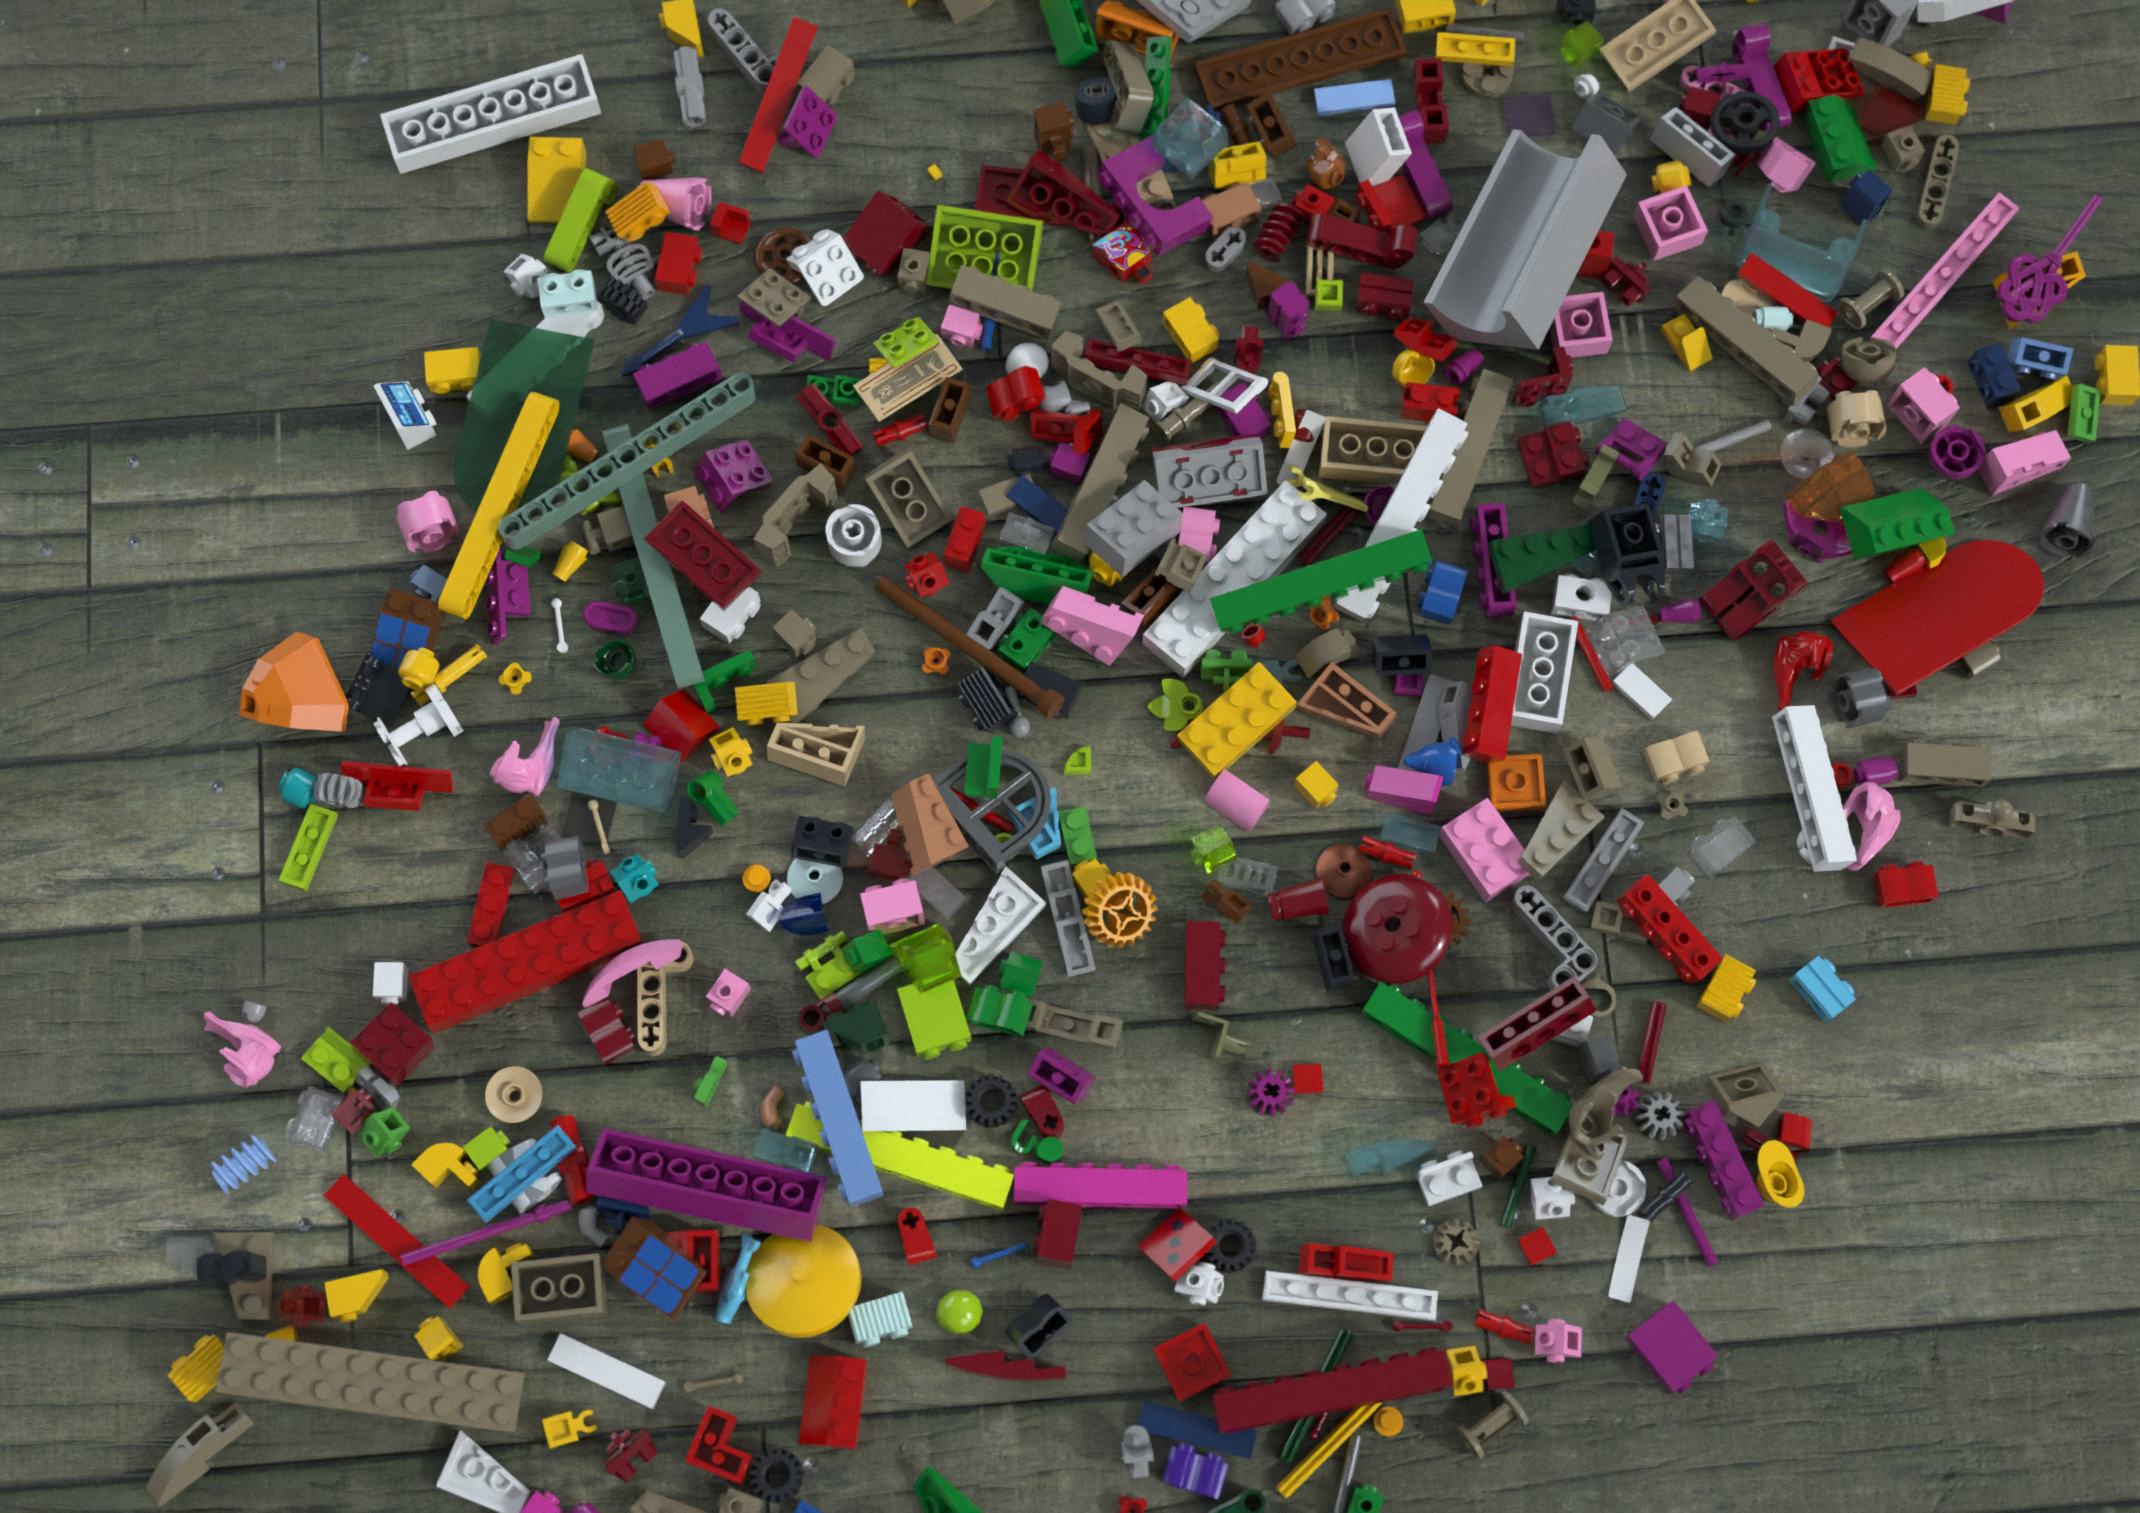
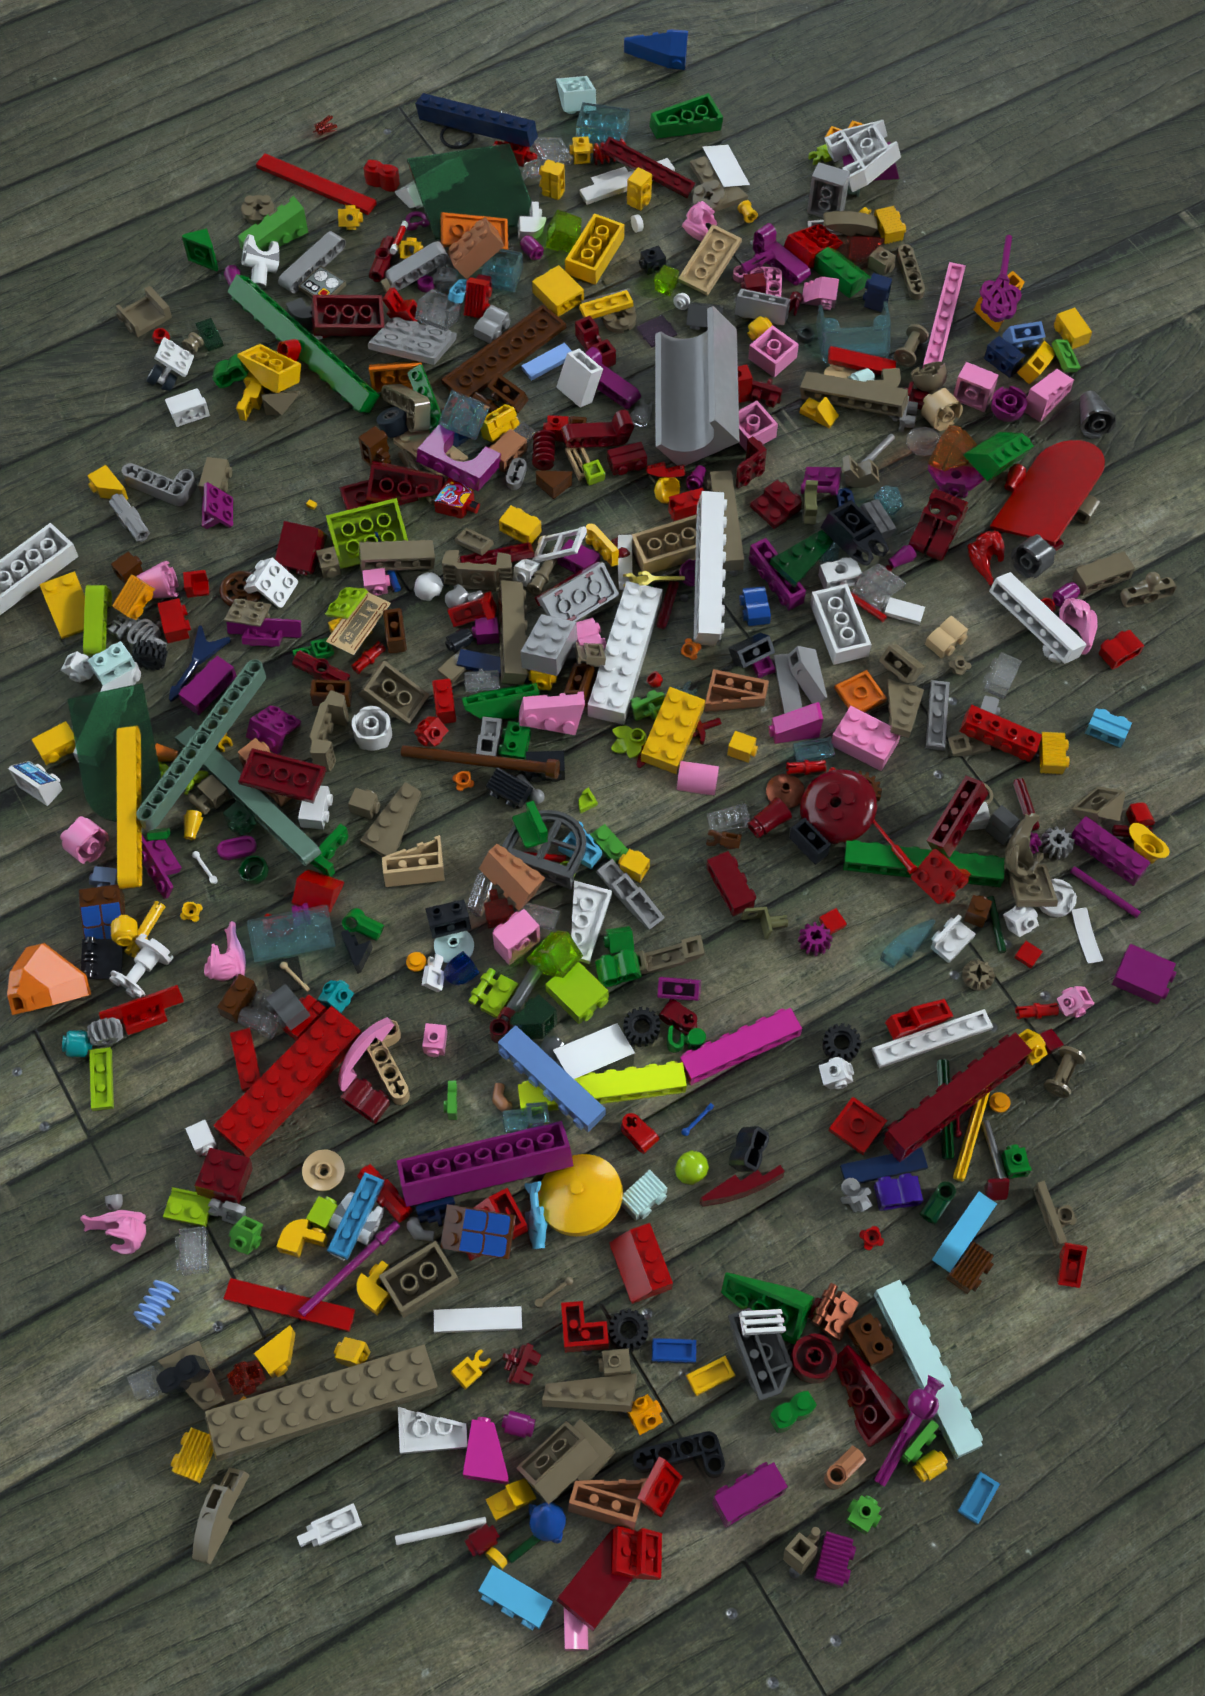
camera: 25 degrees left, 10 degrees down
(353, 1109) = (217, 1230): dark red bracket -> none
(730, 752) = (359, 891): yellow brick -> none
(766, 701) = (367, 850): yellow brick -> none
(778, 94) = (189, 497): red tile -> none
(866, 951) = (513, 970): green brick -> none
(1015, 393) = (431, 603): red brick -> none
(1059, 1233) = (731, 1085): dark red brick -> none
(1123, 889) = (659, 883): light orange gear -> none
(1177, 1244) = (809, 1056): tile -> none
(1212, 849) = (699, 811): clear neon green brick -> none
(1248, 350) = (562, 518): dark red hips -> none
(1288, 310) = (575, 488): magenta brick -> none
(1321, 581) = (683, 621): green brick -> none
(1326, 166) = (553, 402): dark orange head -> none
(1329, 647) = (703, 667): dark tan brick -> none
(1389, 204) = (600, 407): red bracket -> none
(1436, 759) = (808, 695): blue hat -> none
(1445, 1326) = (1001, 1028): dark red hinge -> none
(1492, 704) = (823, 650): red brick -> none
(1549, 935) = (934, 762): light grey beam -> none
(1583, 405) = (779, 468): clear light blue slope -> none
(1666, 1196) = (1088, 886): black pin -> none
(1744, 133) = (785, 280): black wheel -> none
(1933, 551) = (1028, 462): yellow tile -> none

